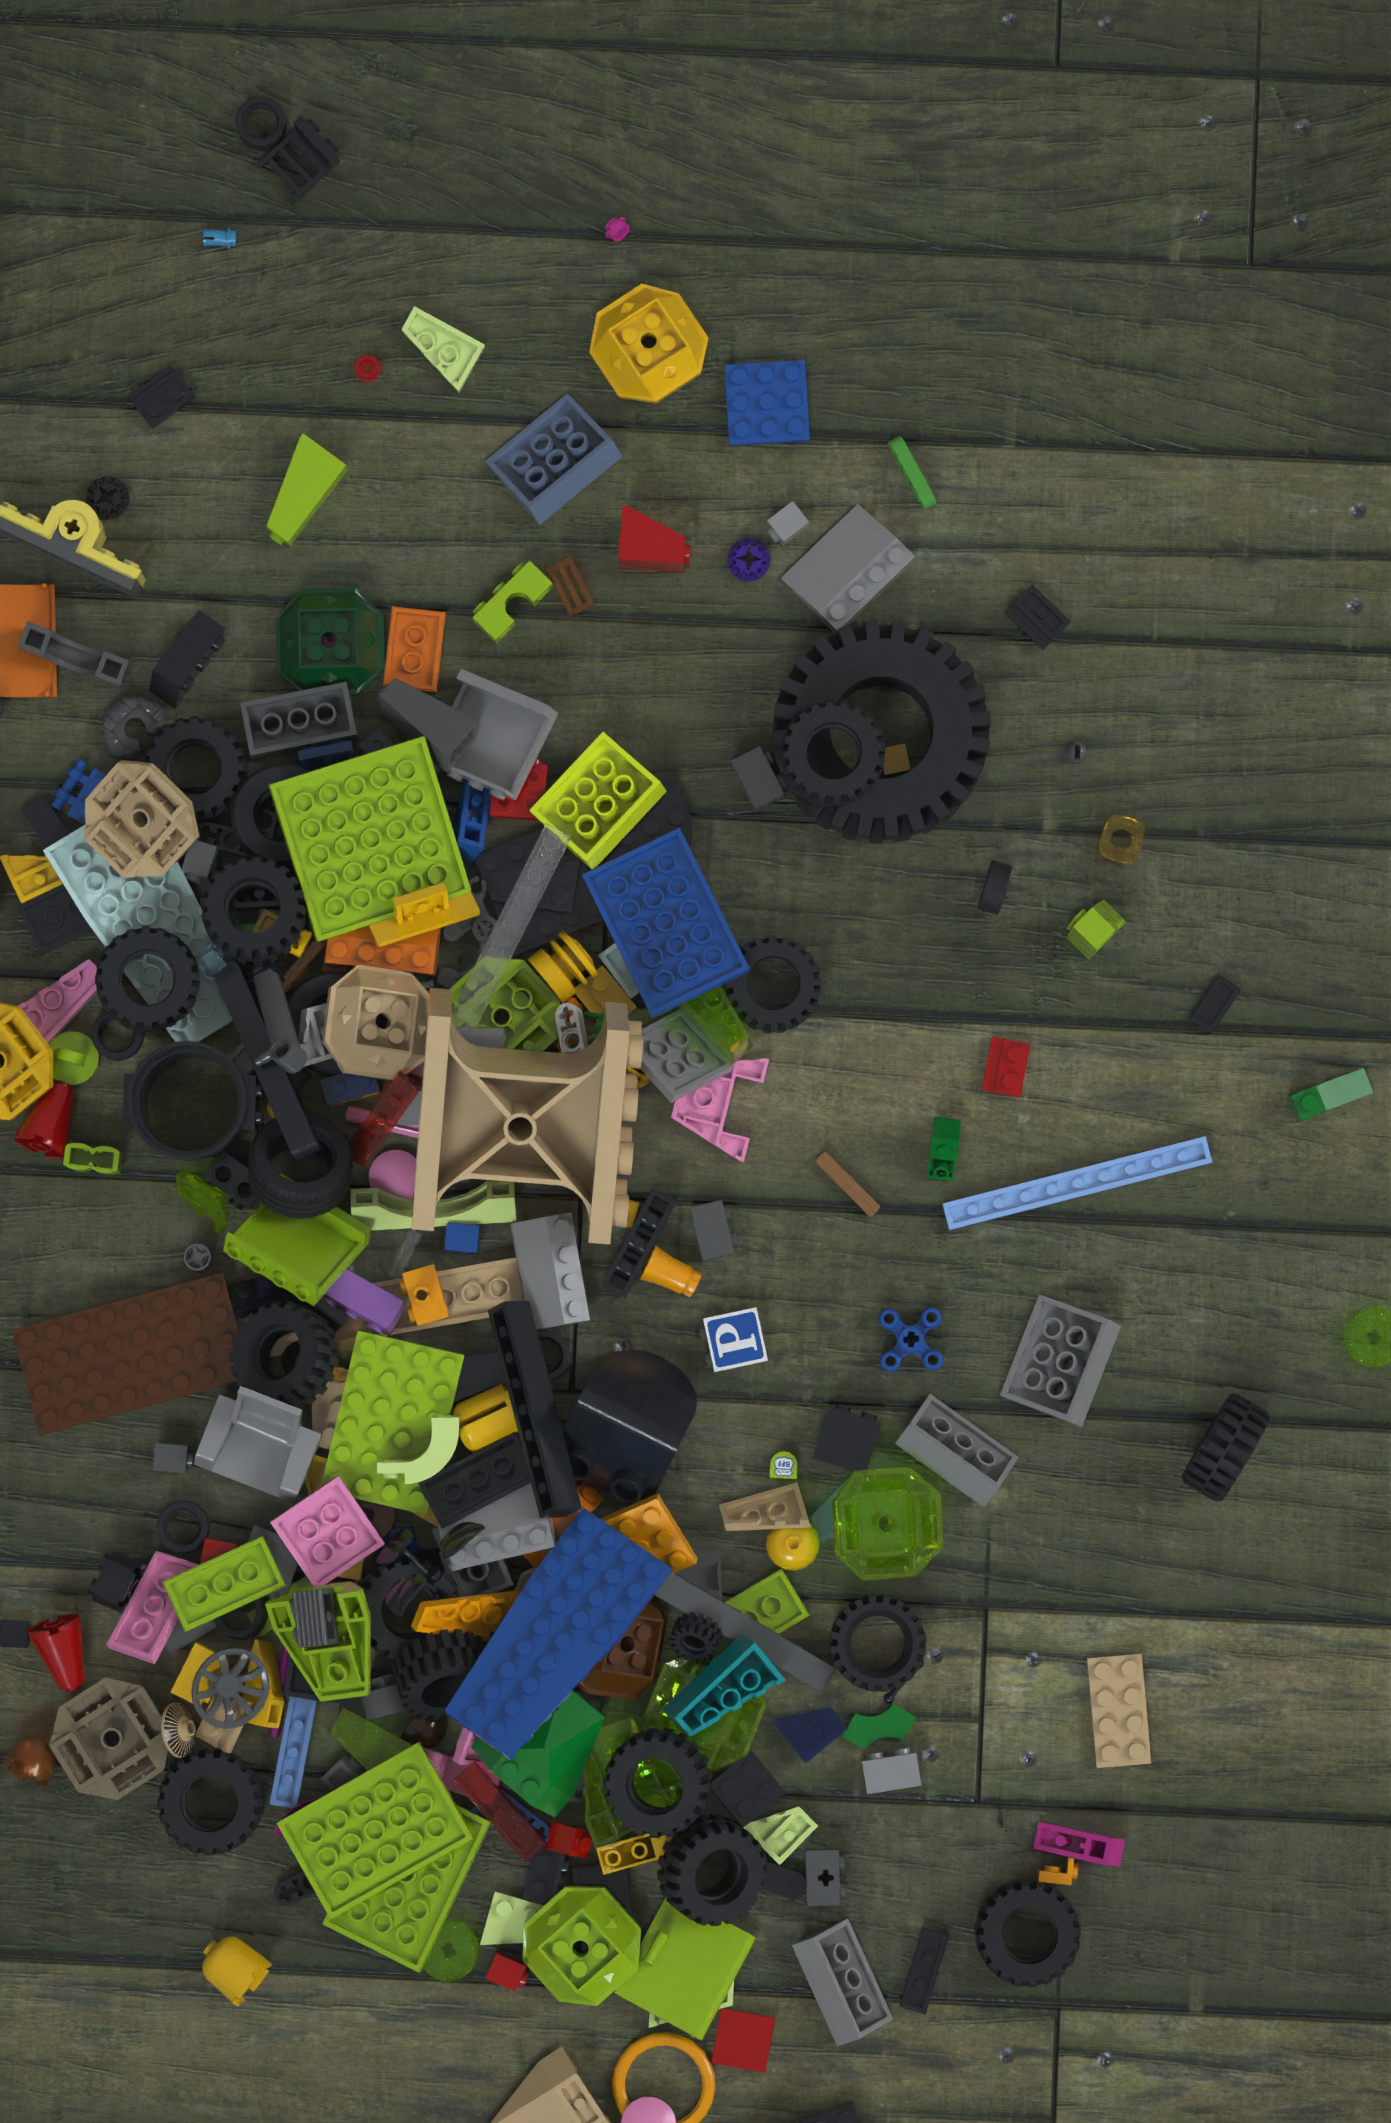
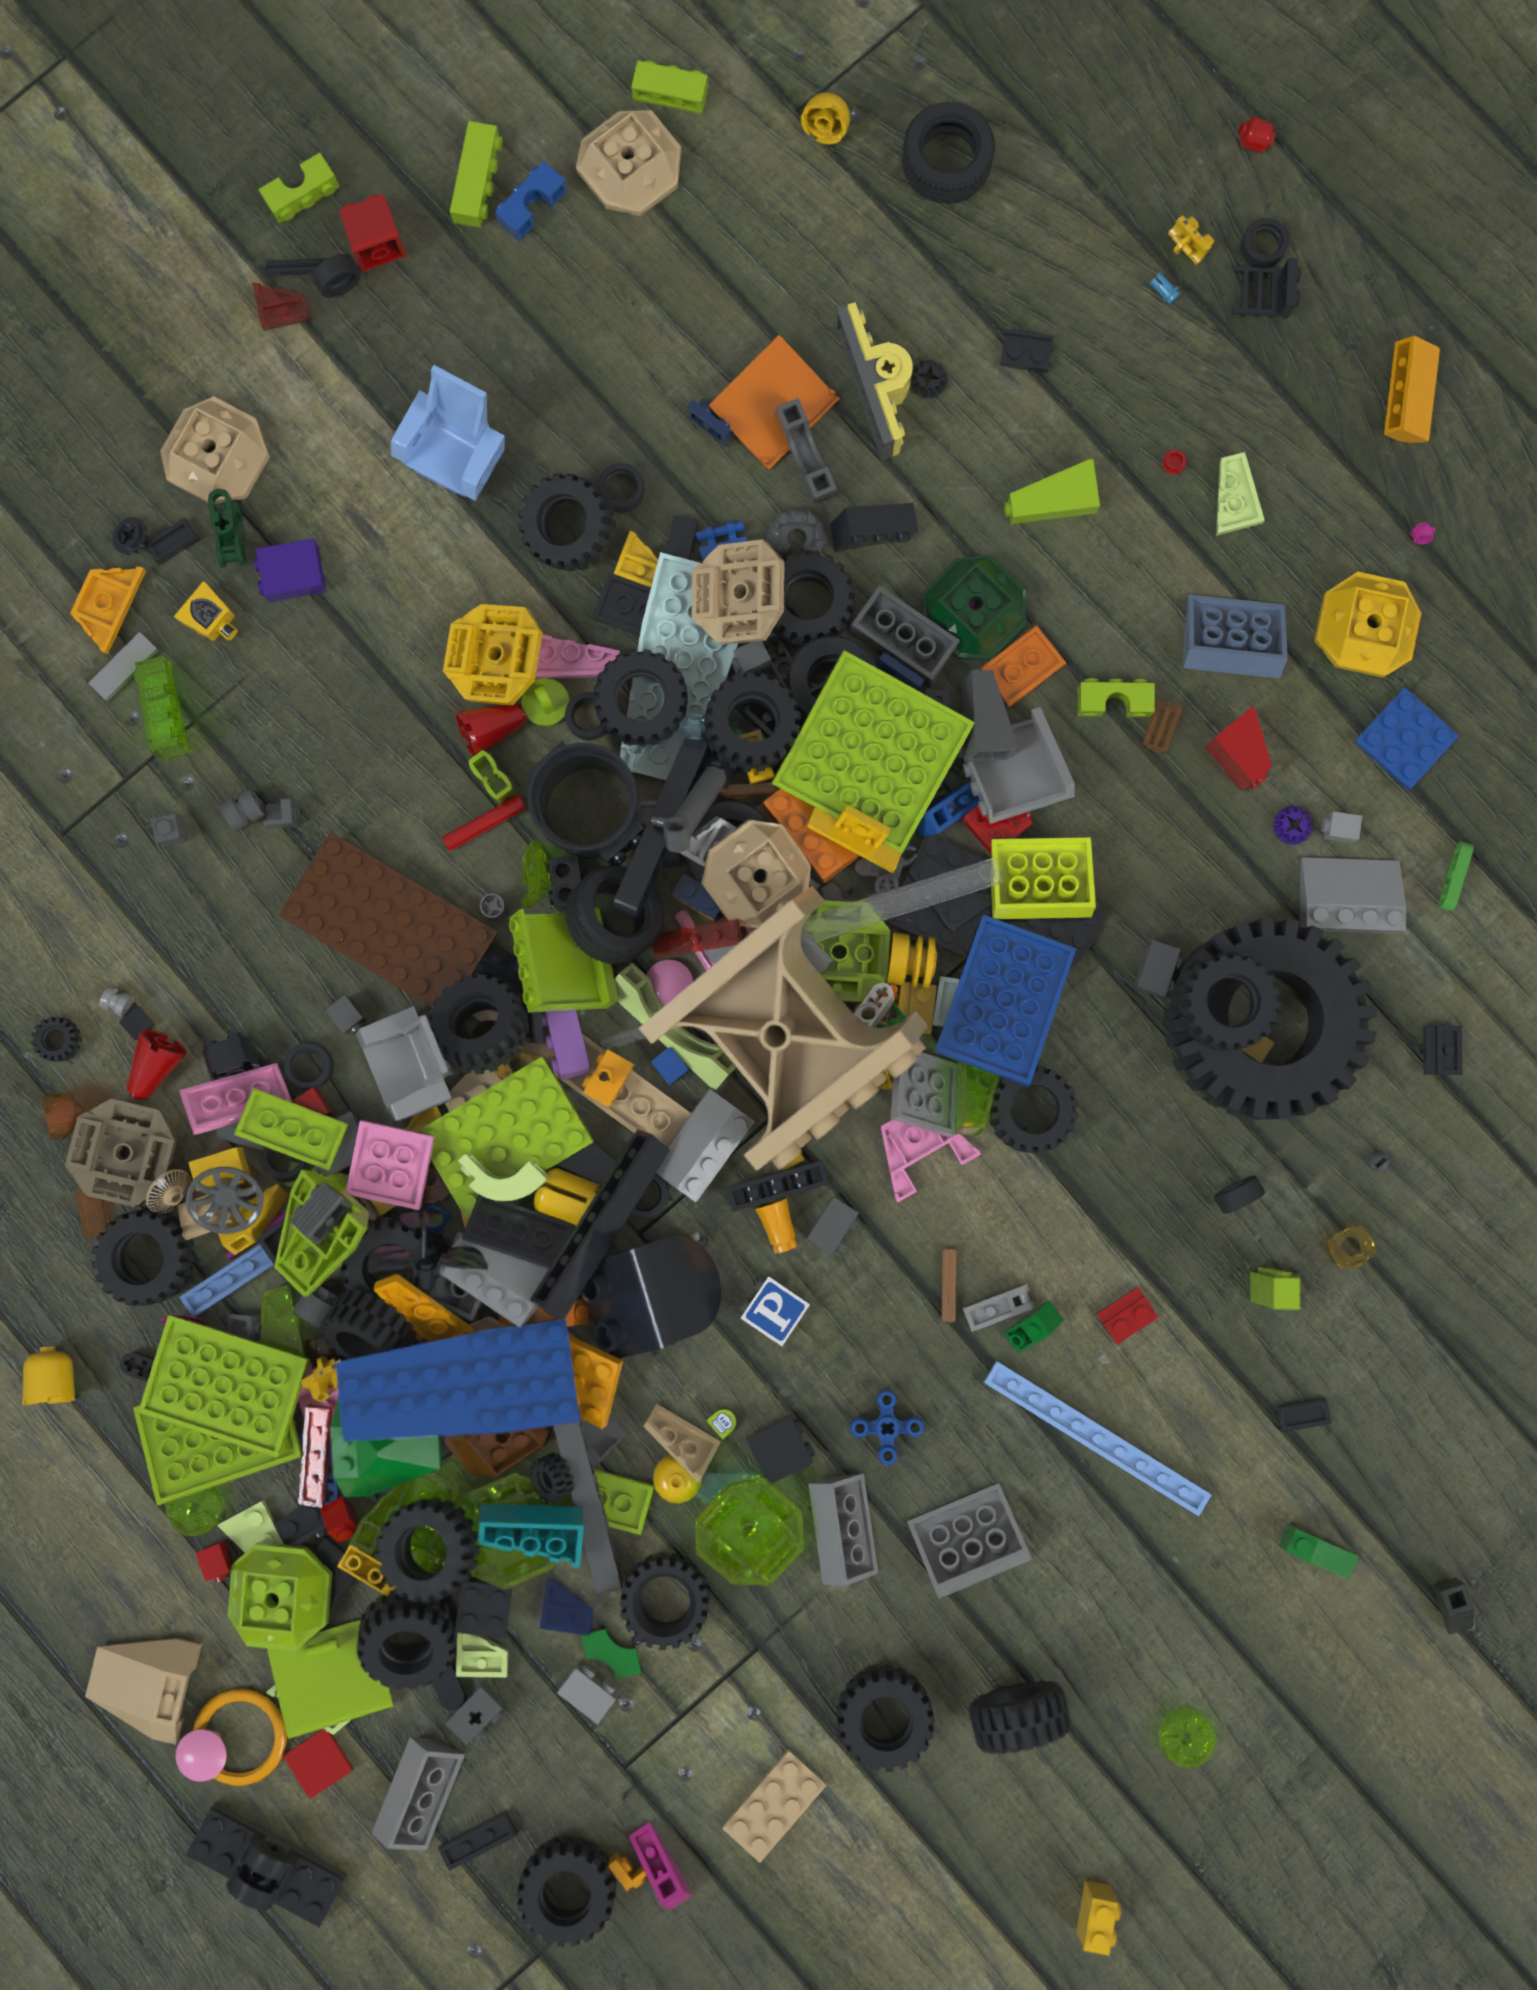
camera: 50 degrees right, 0 degrees up
(122, 1200) = (484, 822): none -> red piece
(134, 1813) = (92, 1214): none -> clear orange tile
(166, 43) = (1256, 134): none -> red head
(200, 181) = (1189, 240): none -> yellow hips
(445, 1742) = (321, 1379): none -> yellow hips
(494, 125) = (1412, 390): none -> light orange brick
(902, 1162) = (998, 1308): none -> light grey plate
(1169, 1550) = (885, 1752): none -> black tyre

